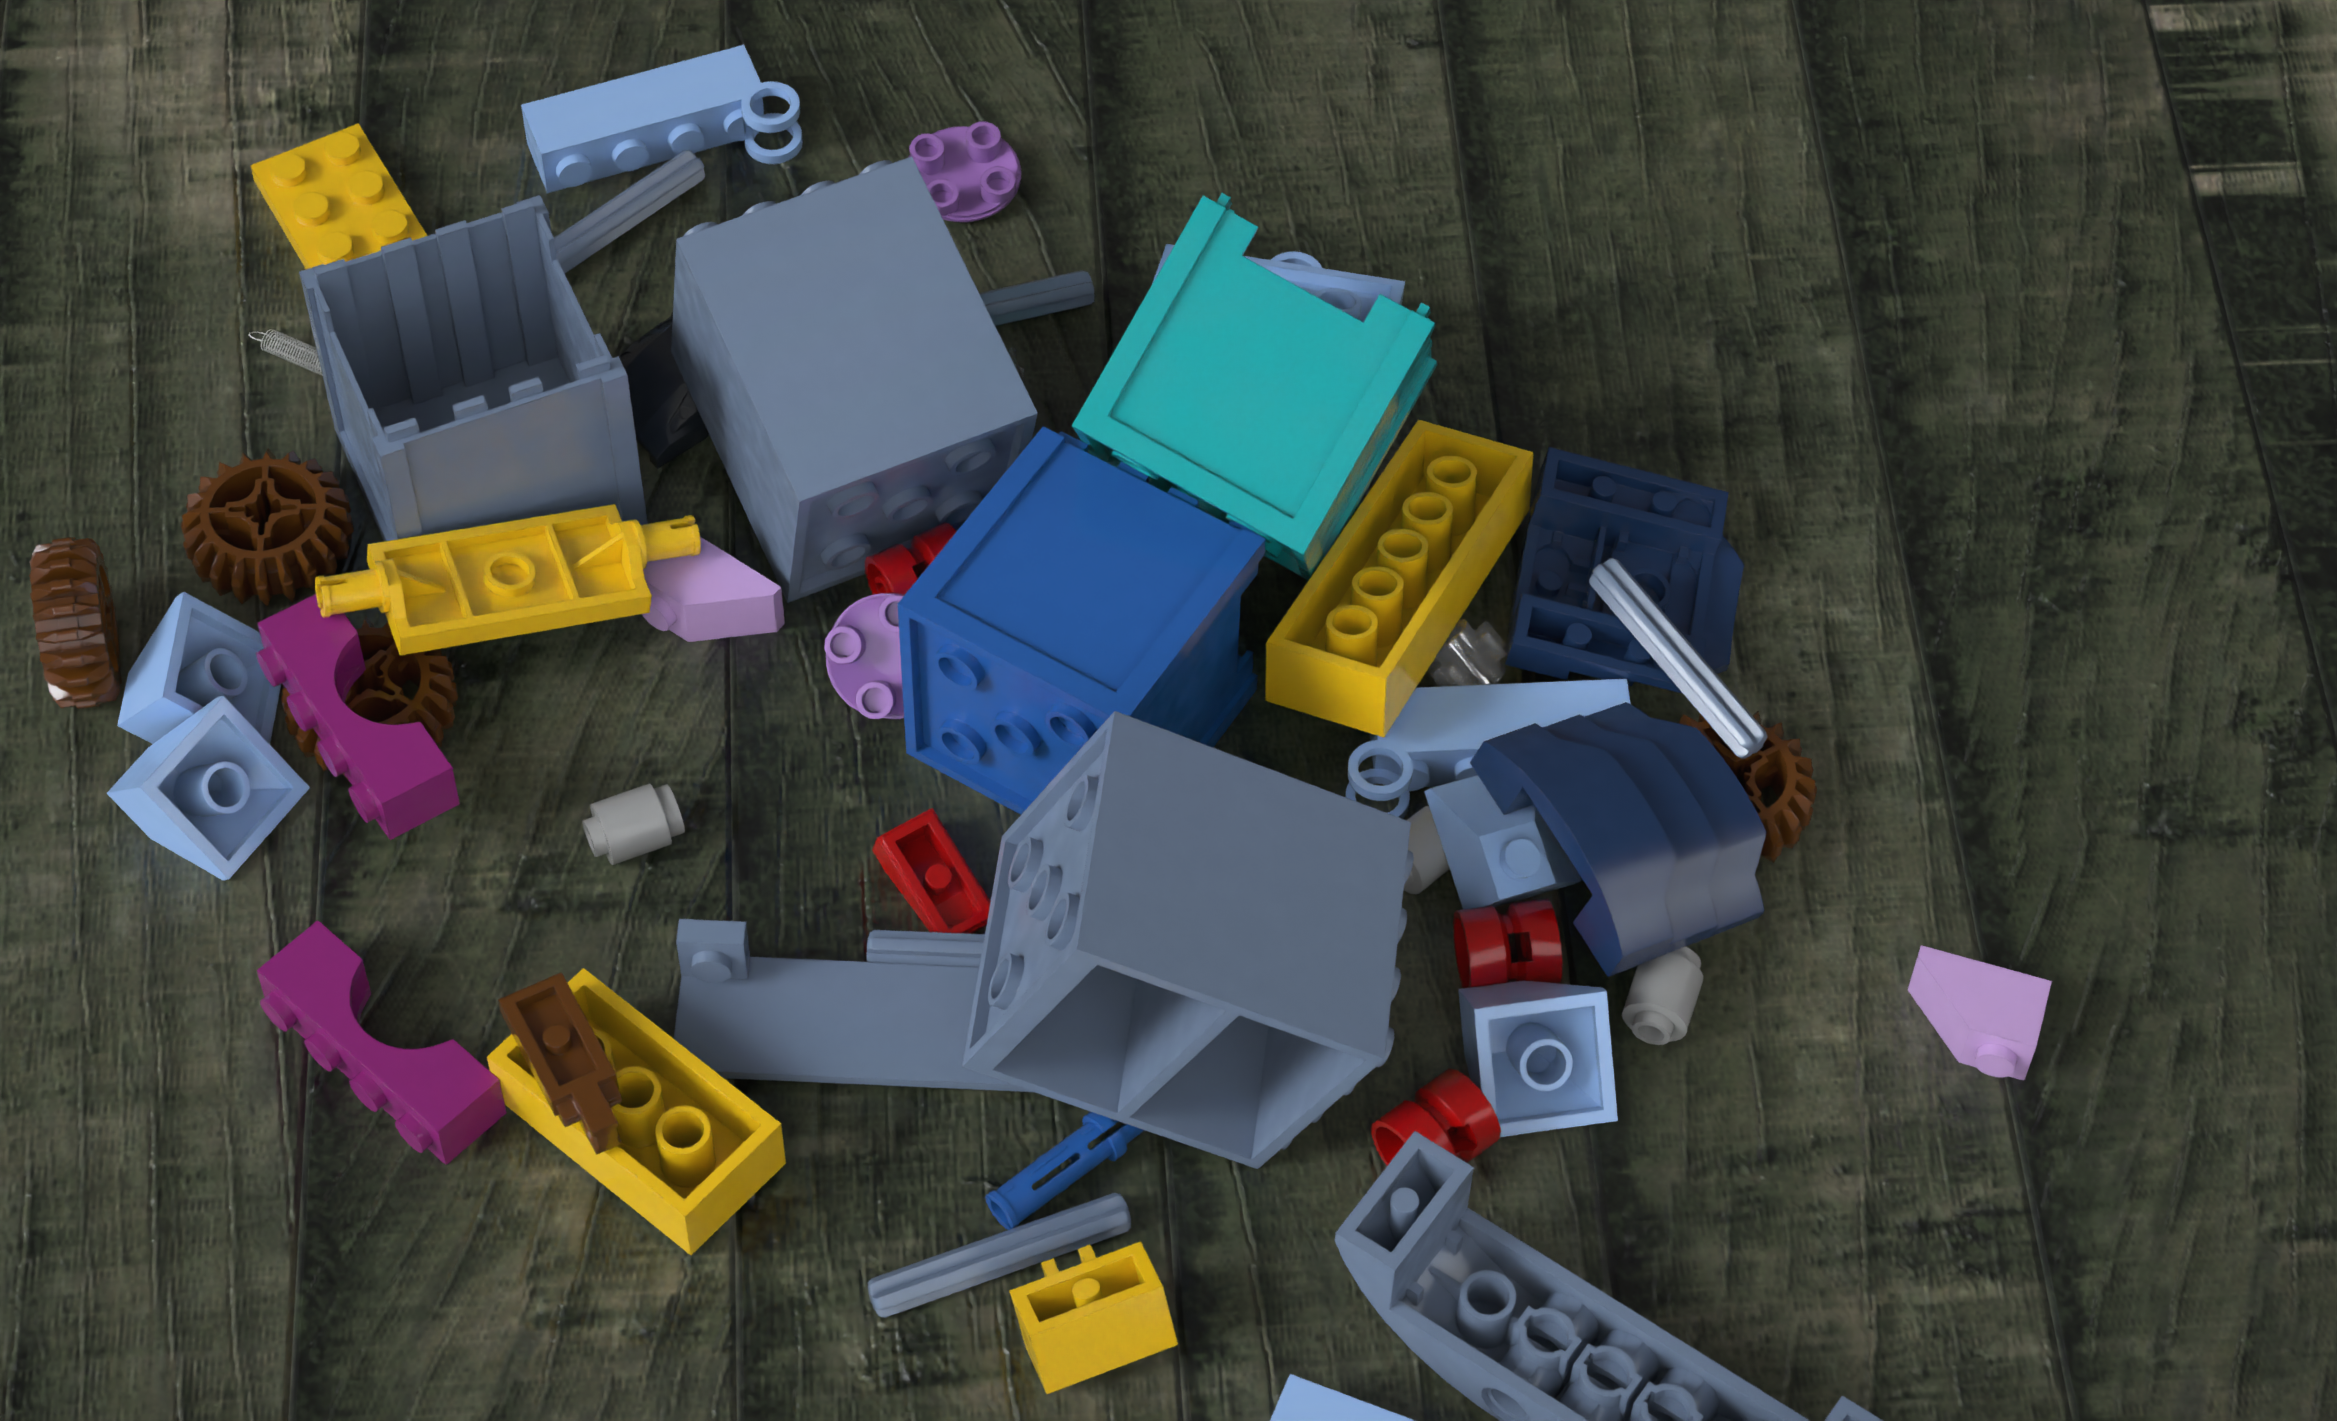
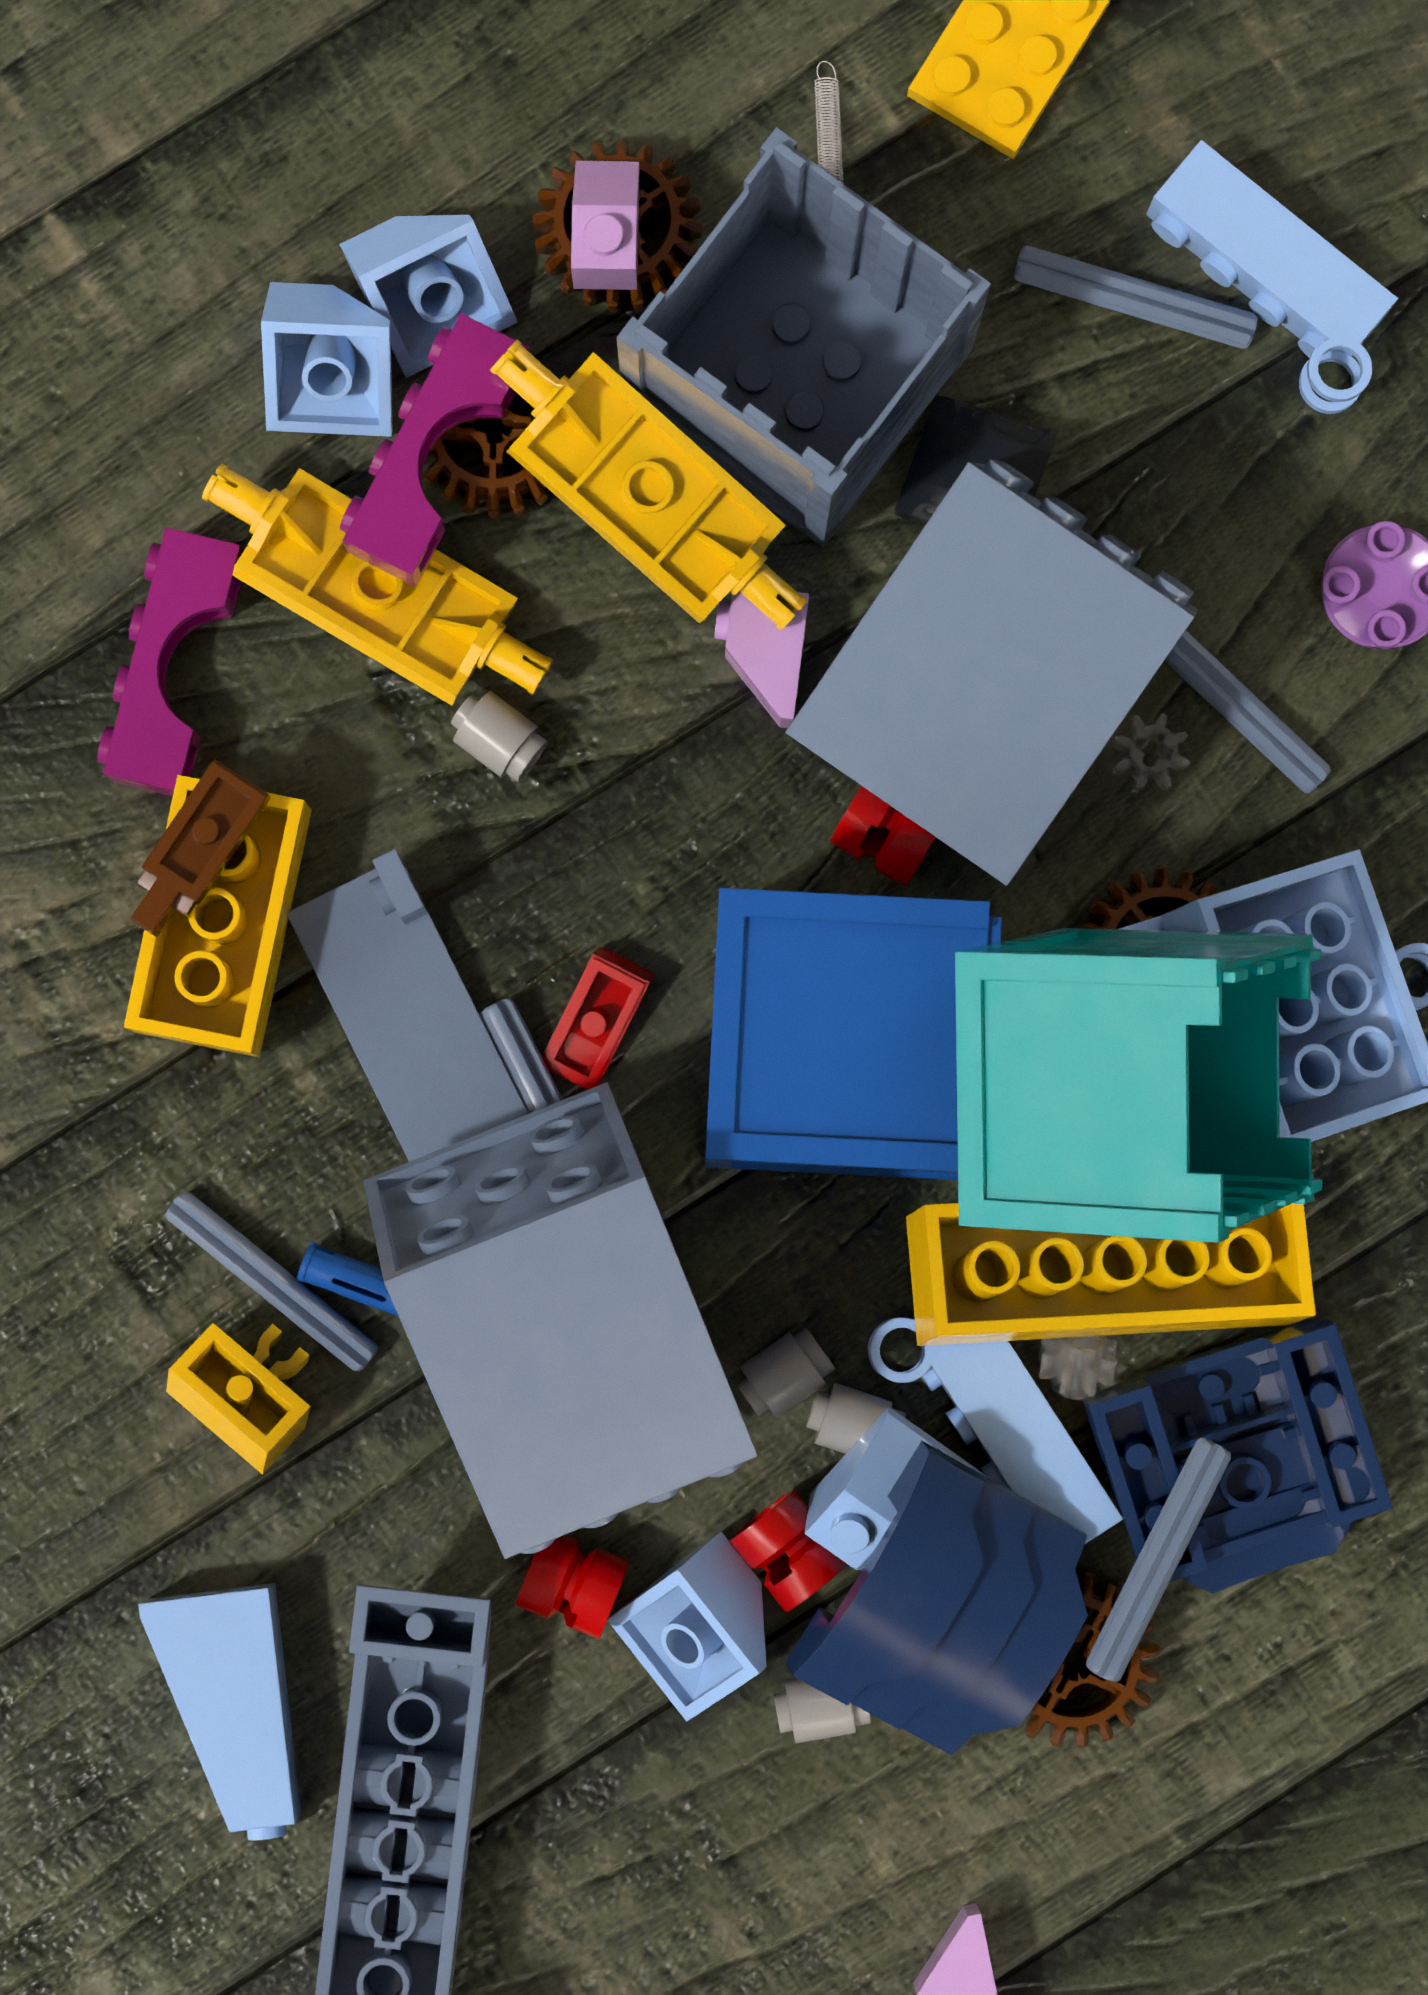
camera: 60 degrees right, 30 degrees up
(75, 622) = (408, 141): reddish brown gear -> none
(270, 505) = (605, 225): none -> lavender slope
(502, 820) = (421, 632): none -> yellow plate
(866, 656) = (787, 843): medium lavender dish -> none

